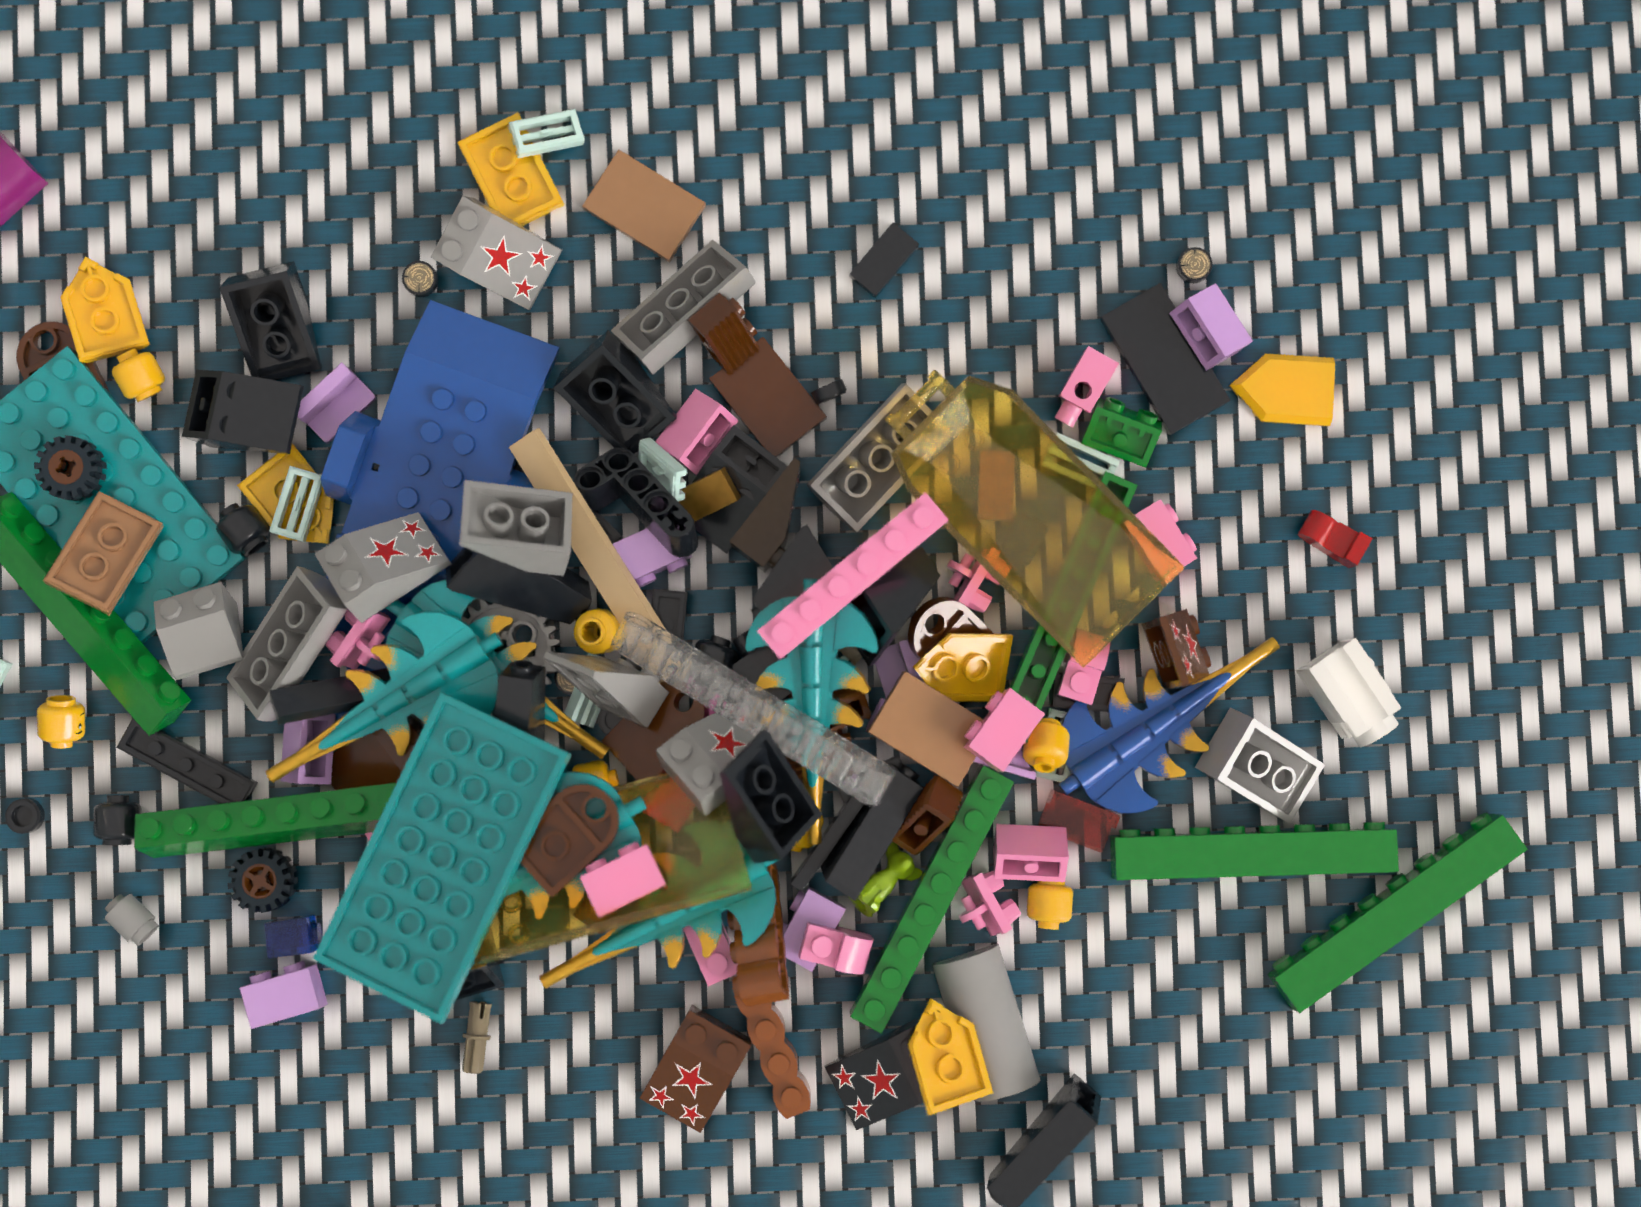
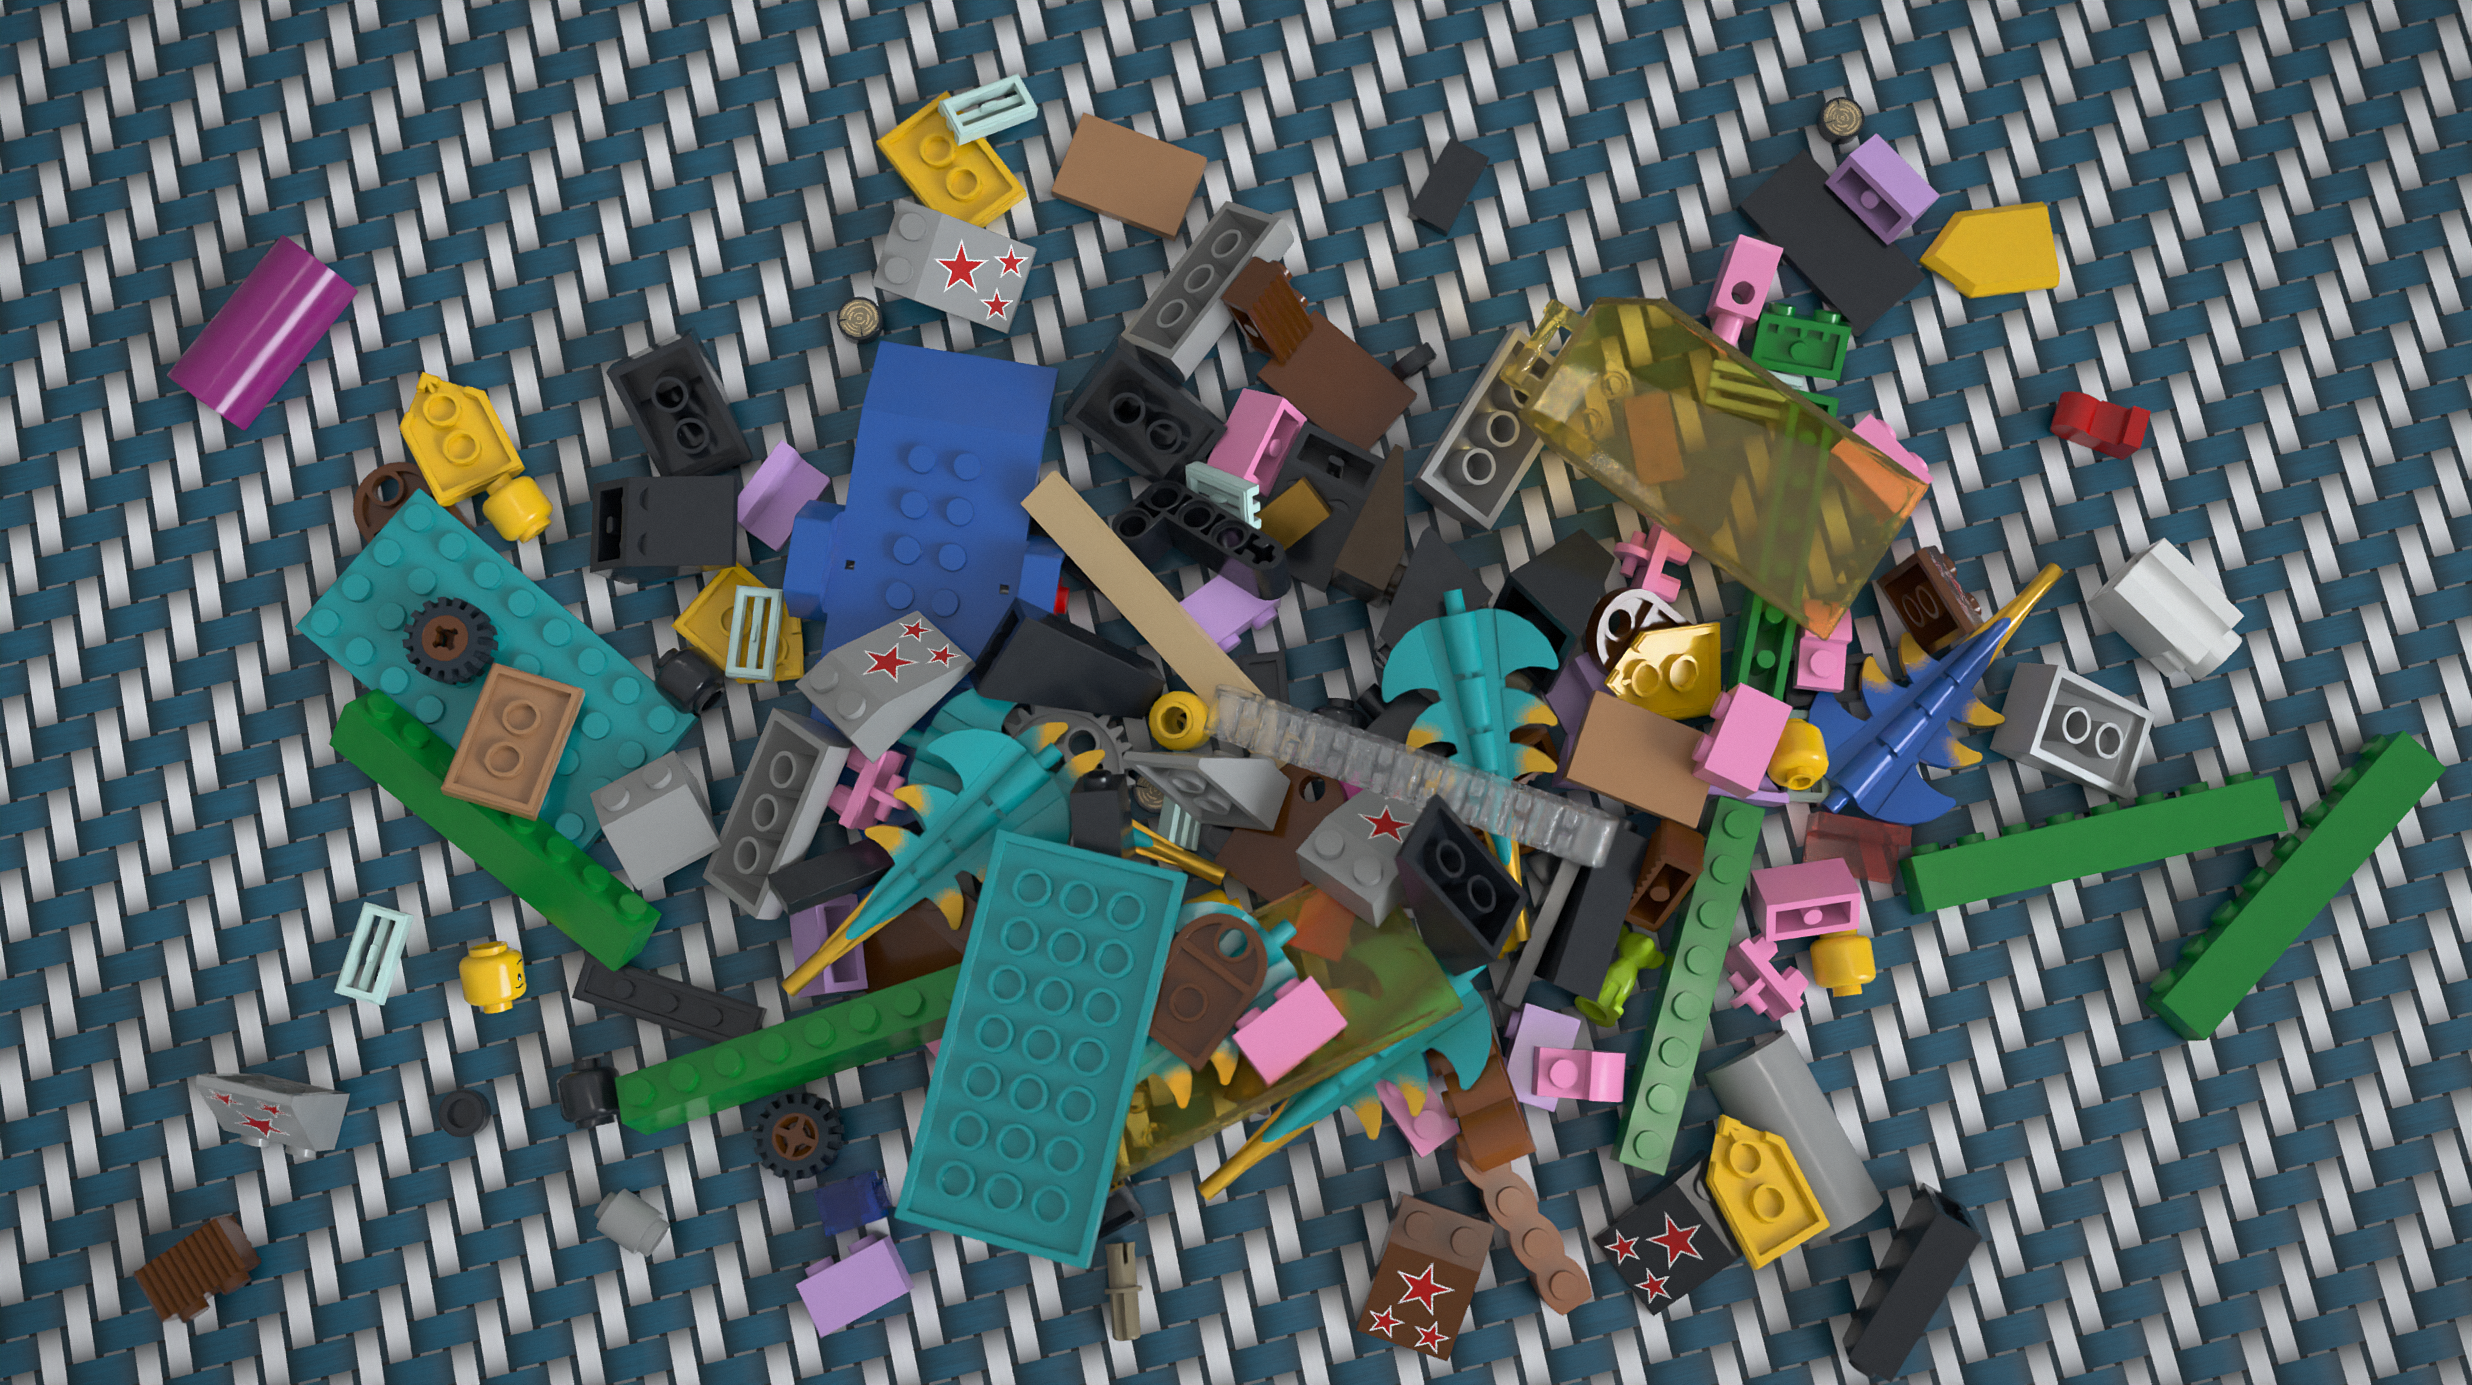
camera: 10 degrees left, 5 degrees down
(518, 525) = (1060, 593): light grey slope -> none
(852, 575) = (1508, 573): bright pink plate -> none

